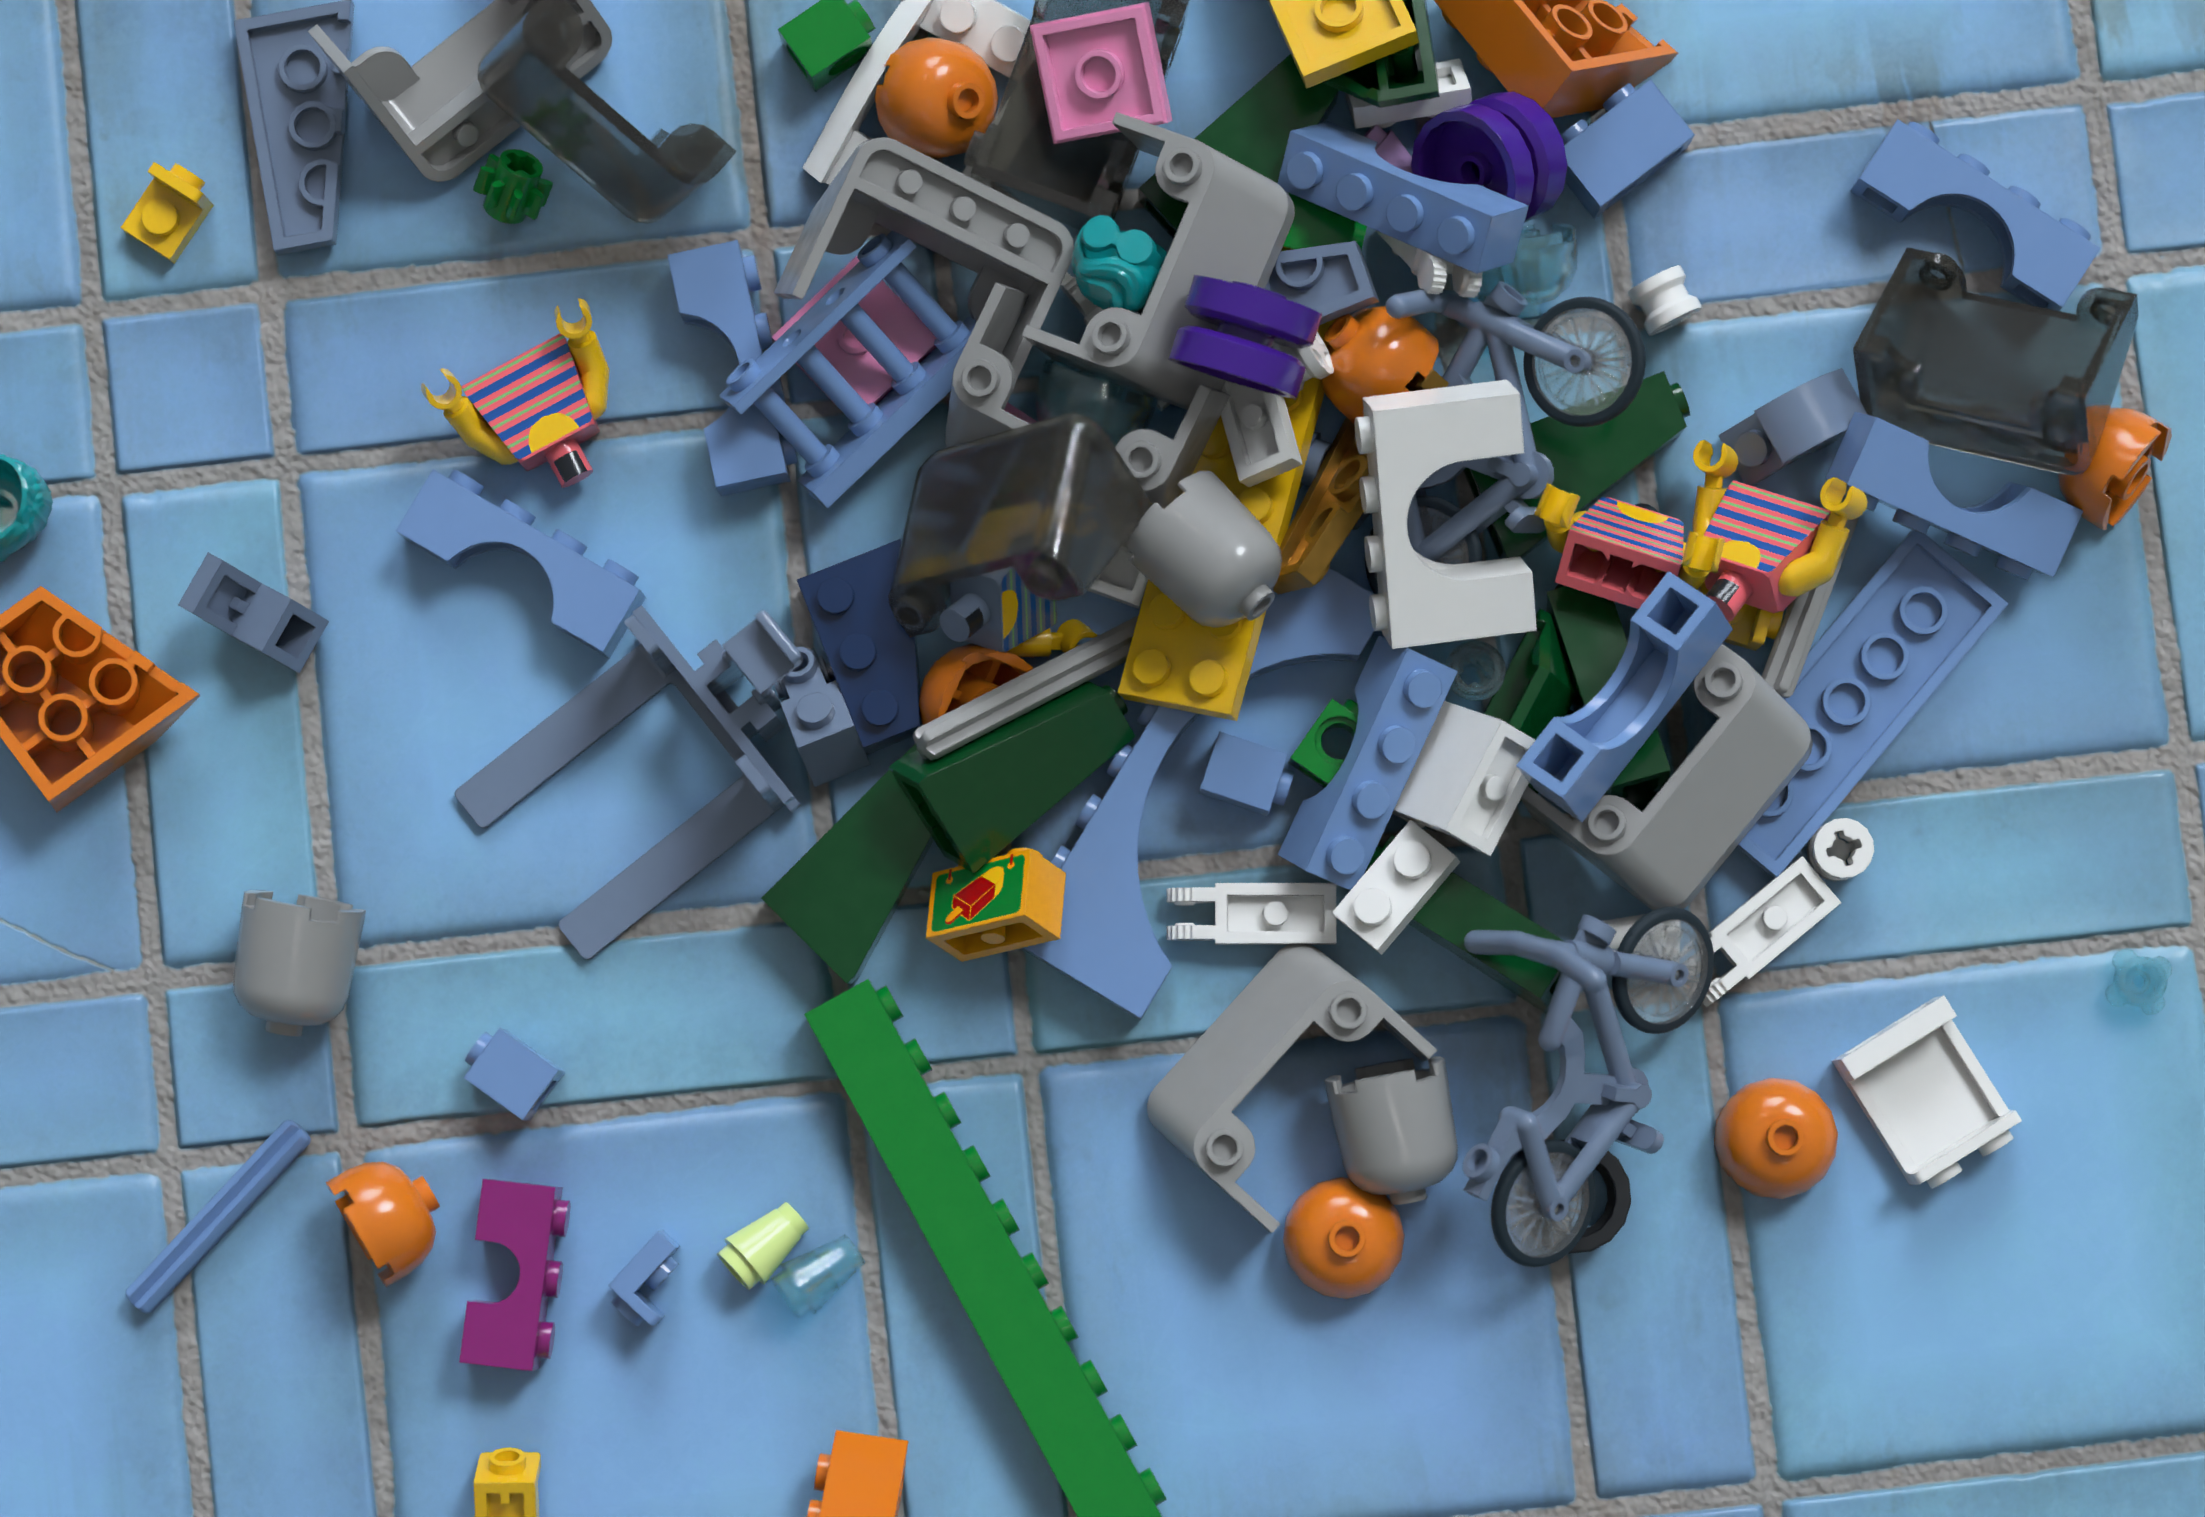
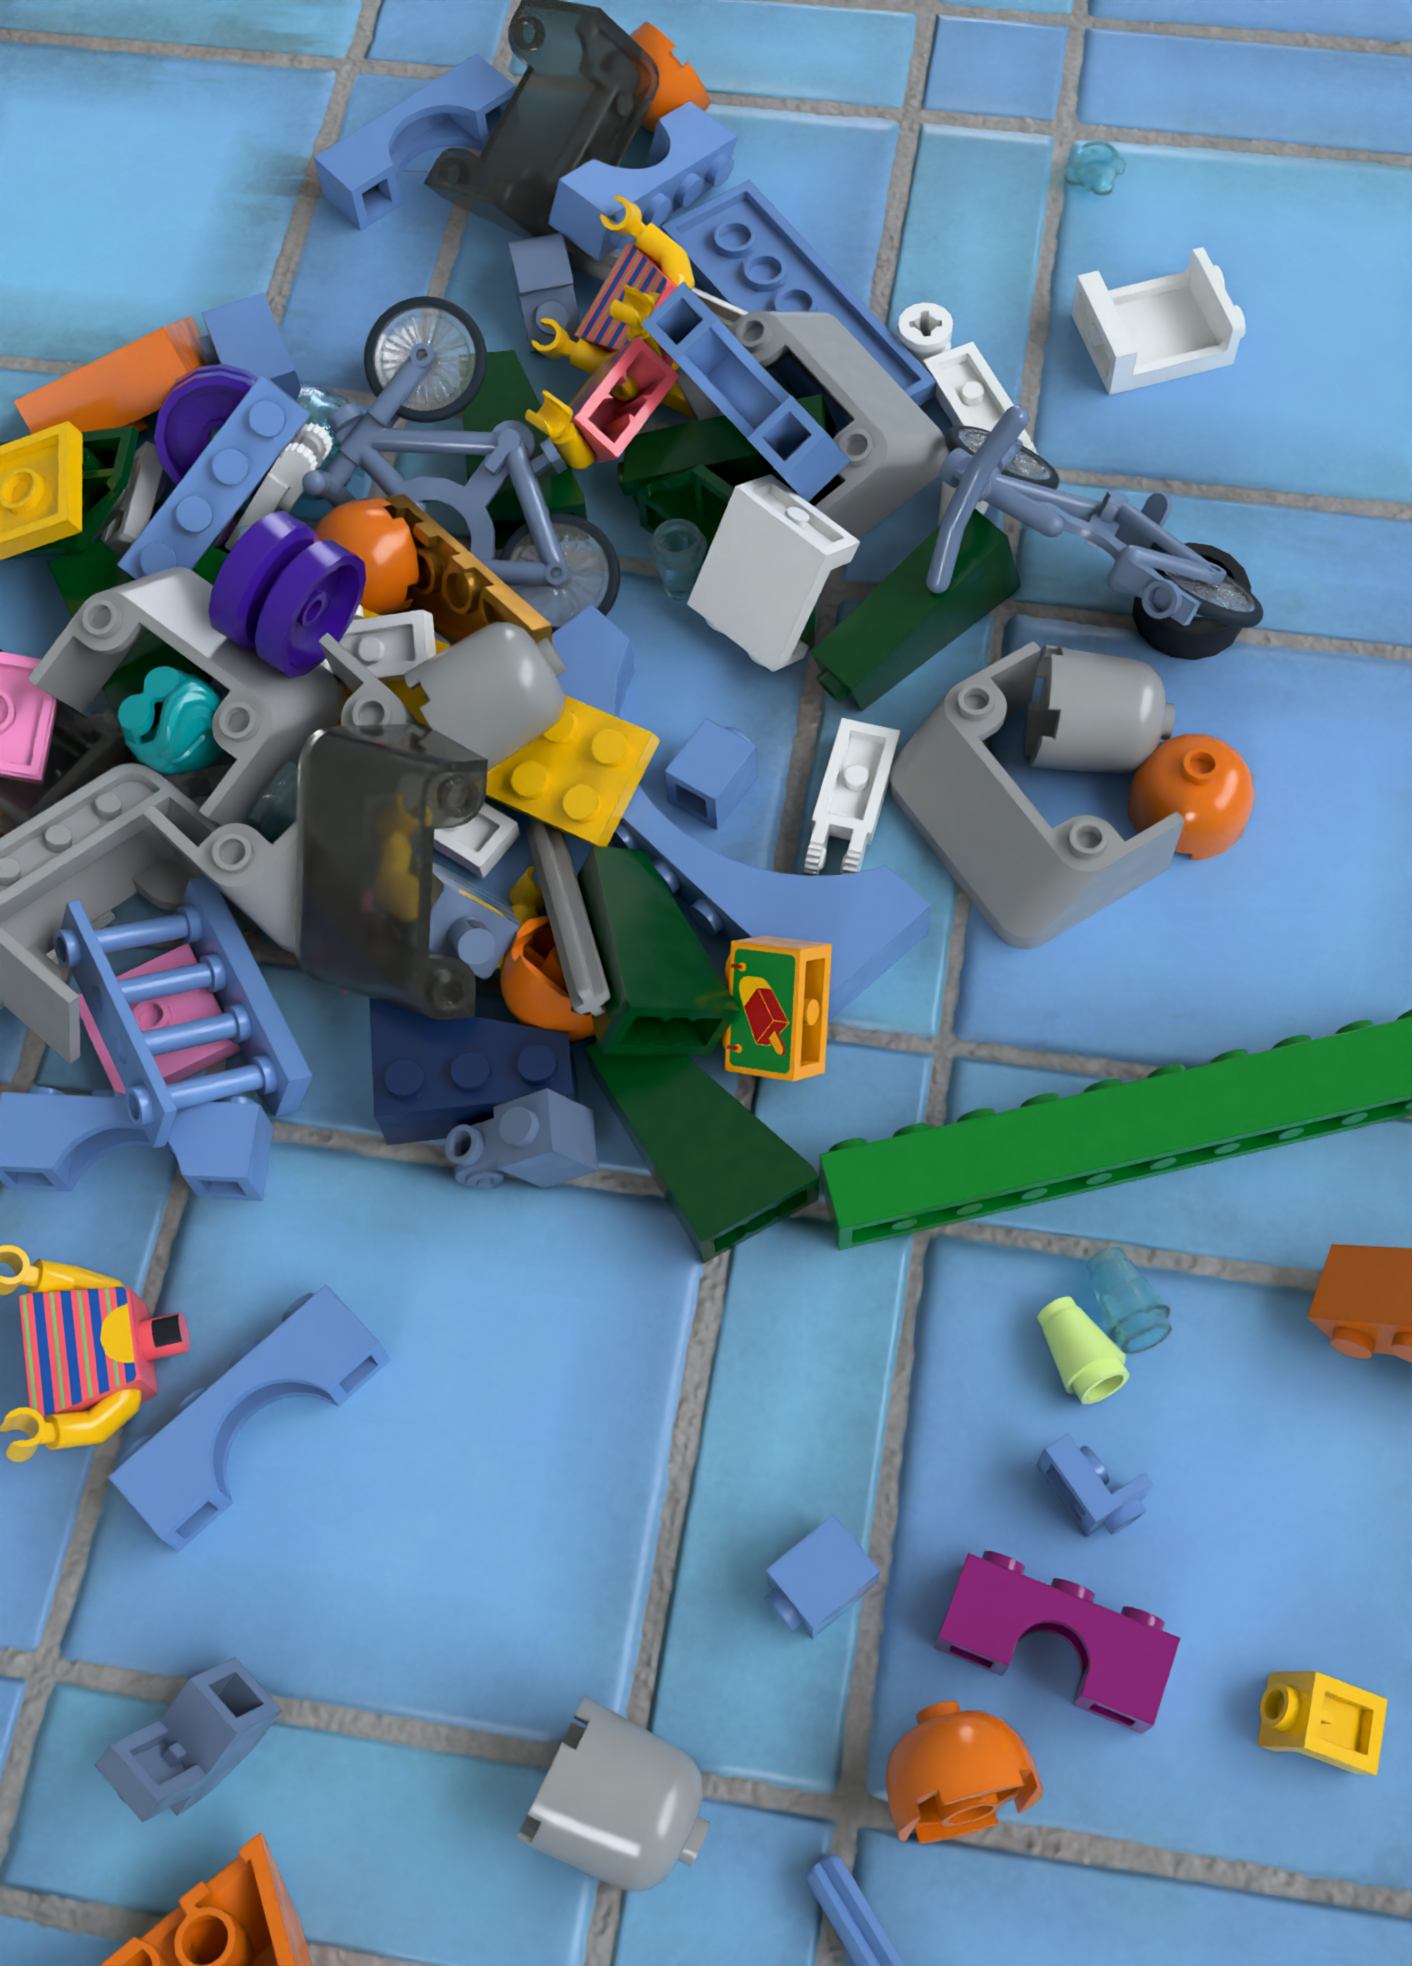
camera: 70 degrees left, 20 degrees down
(758, 653) = (458, 1163): sand blue piece -> none
(1310, 756) = (710, 666): green brick -> none
(1396, 710) = (791, 691): medium blue arch -> none
(1396, 887) = (864, 648): white plate -> none
(1405, 443) = (451, 511): white arch -> none
(1776, 1138) = (1172, 436): orange cylinder -> none

